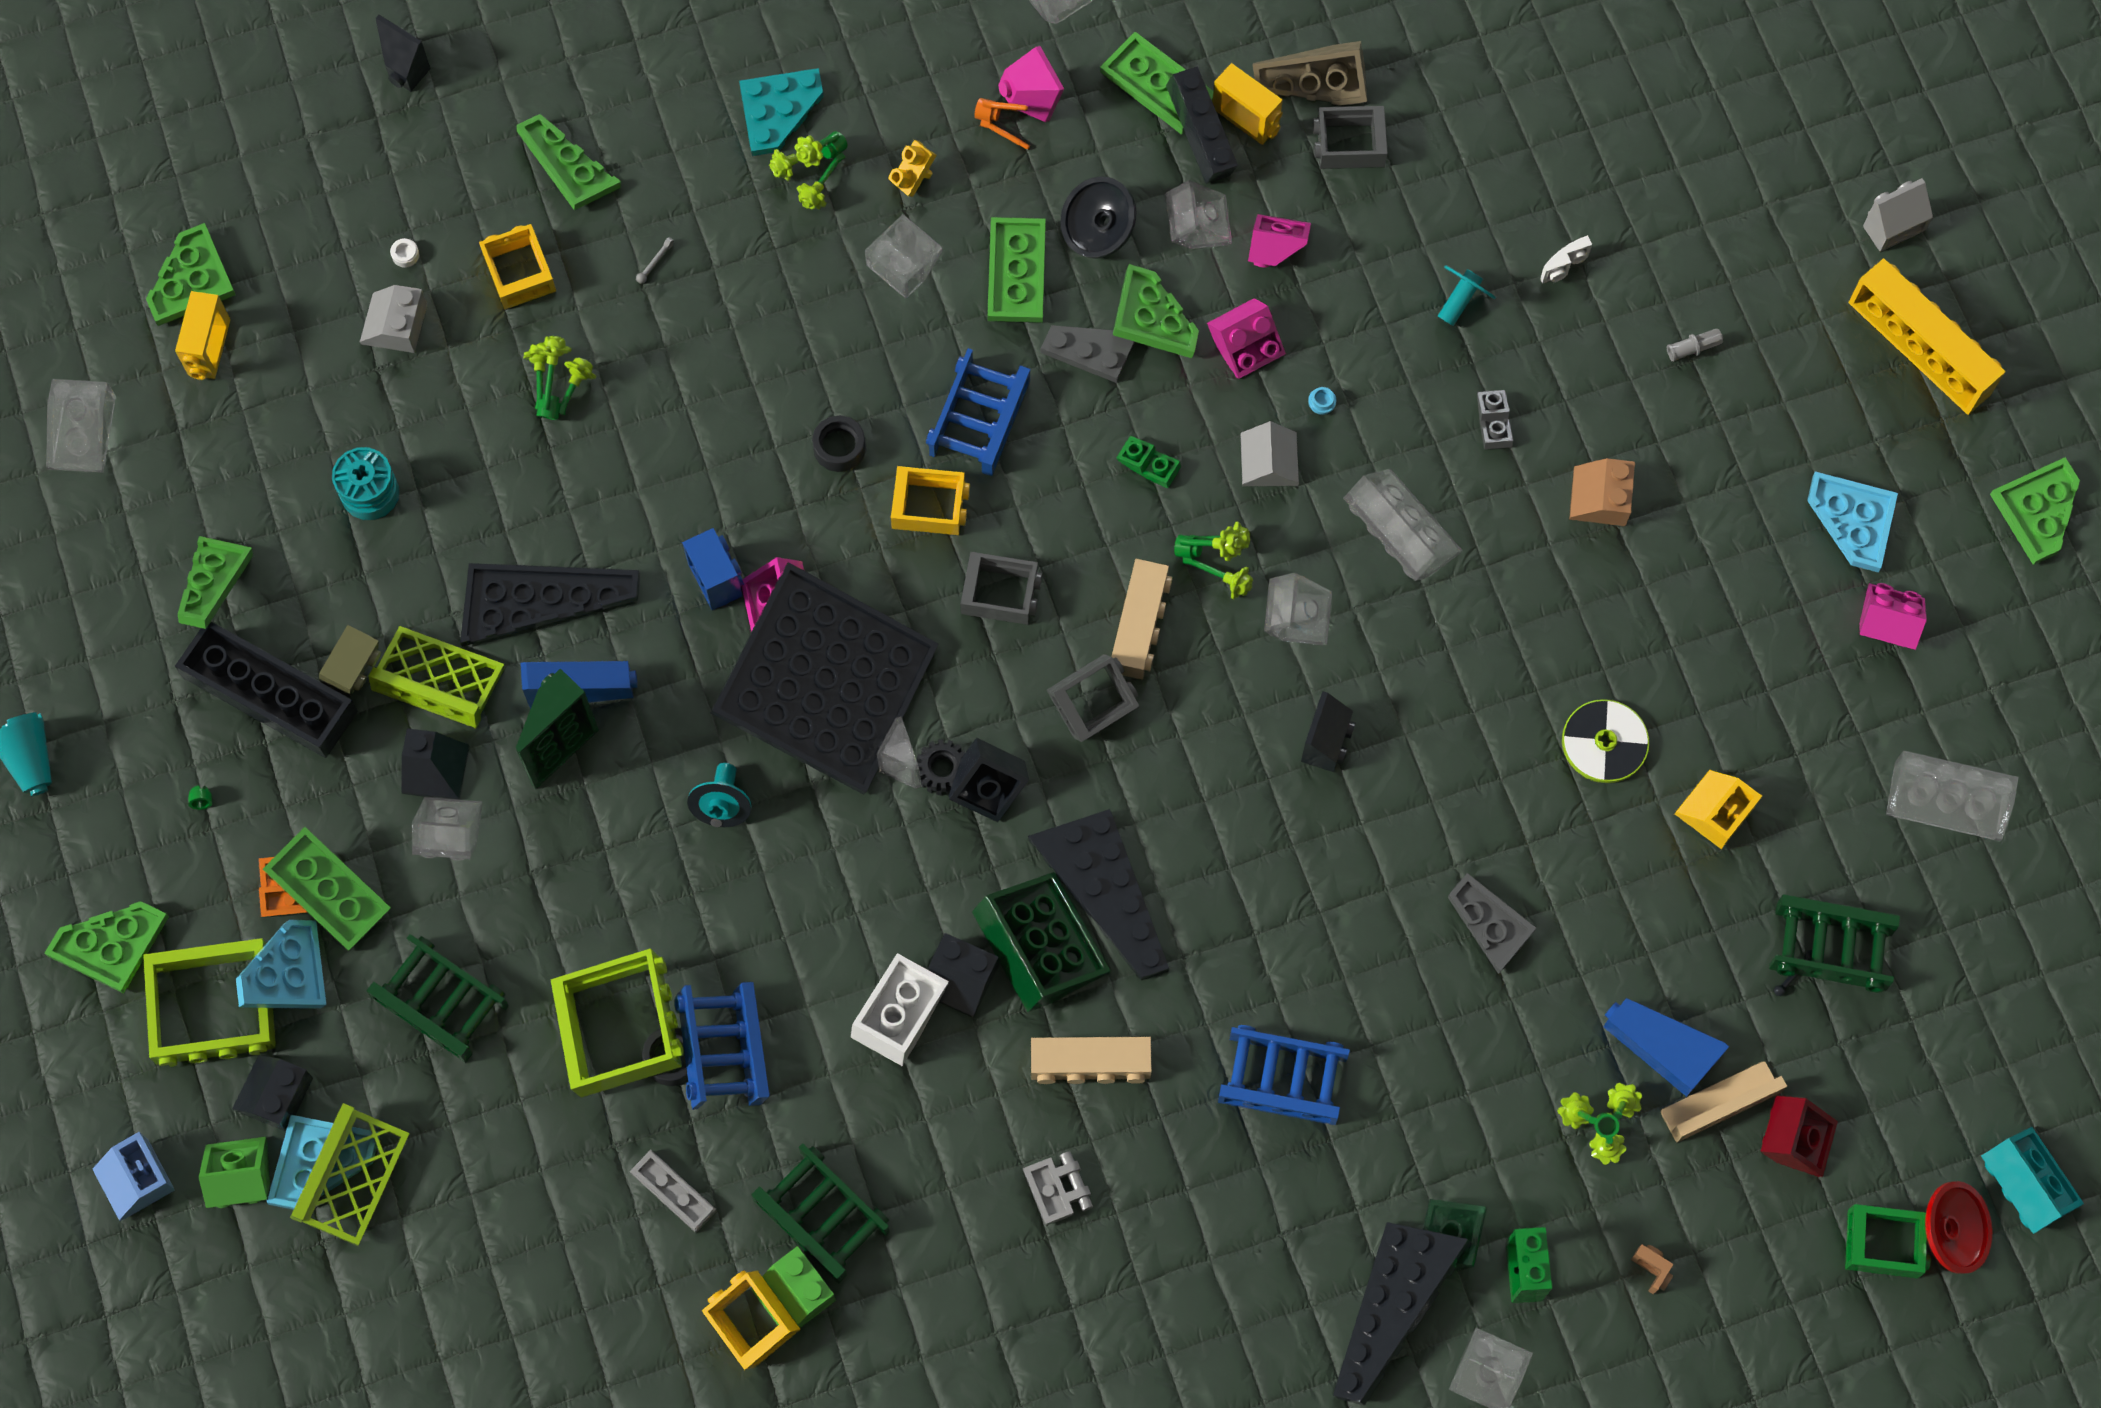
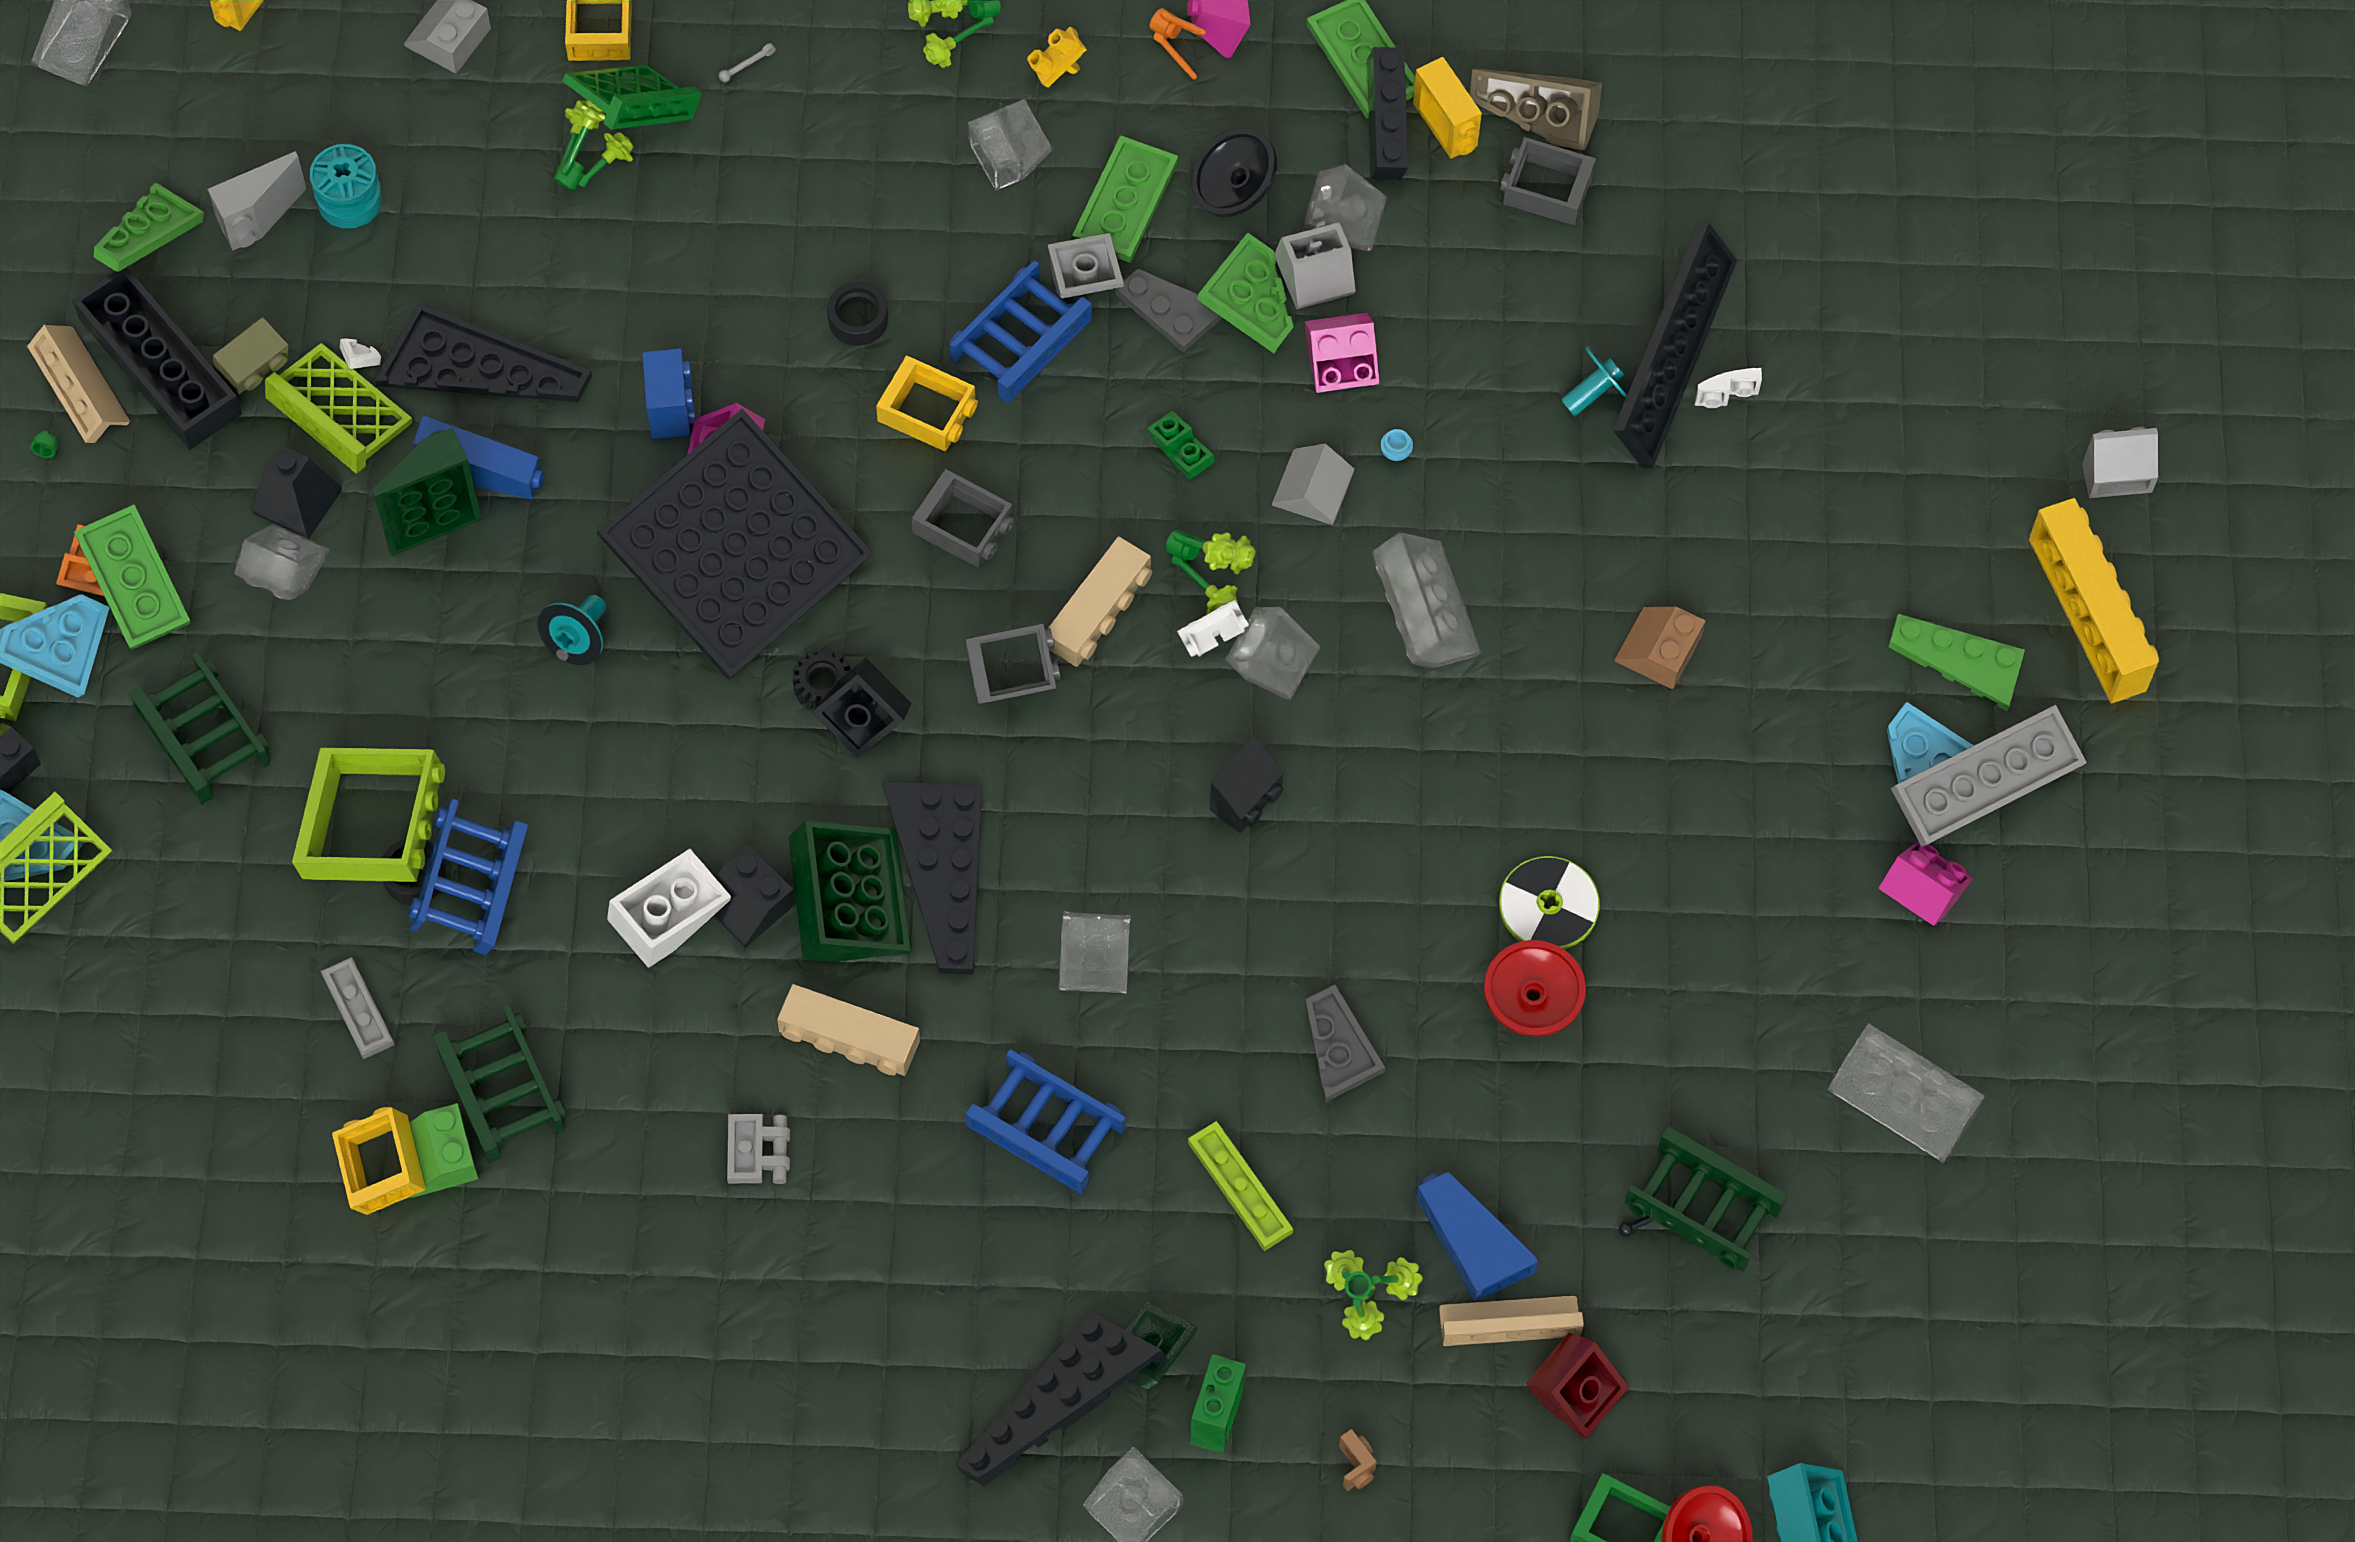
camera: 20 degrees right, 5 degrees down
(204, 733) = (77, 381): none -> tan panel
(293, 524) = (257, 199): none -> light grey slope
(435, 625) = (358, 355): none -> white tile
(581, 318) = (635, 96): none -> green fence
(897, 756) = (777, 647): clear slope -> none
(1010, 339) = (1084, 266): none -> light grey slope
(1197, 272) = (1316, 265): none -> light grey slope
(1235, 618) = (1200, 634): none -> white hinge
(1262, 917) = (1094, 952): none -> clear slope
(1276, 239) = (1416, 258): dark pink slope -> none
(1462, 1071) = (1240, 1186): none -> lime plate
(1494, 419) = (1577, 528): dark grey slope -> none
(1511, 240) = (1675, 345): none -> black plate
(1633, 801) = (1539, 970): none -> red dish
(1694, 344) = (1834, 524): light grey axle -> none
(1718, 806) = (1641, 1014): yellow slope -> none
(1846, 418) = (1973, 661): none -> bright green wing
(1906, 510) = (1988, 775): none -> light grey plate
(2039, 508) = (2144, 826): bright green plate -> none

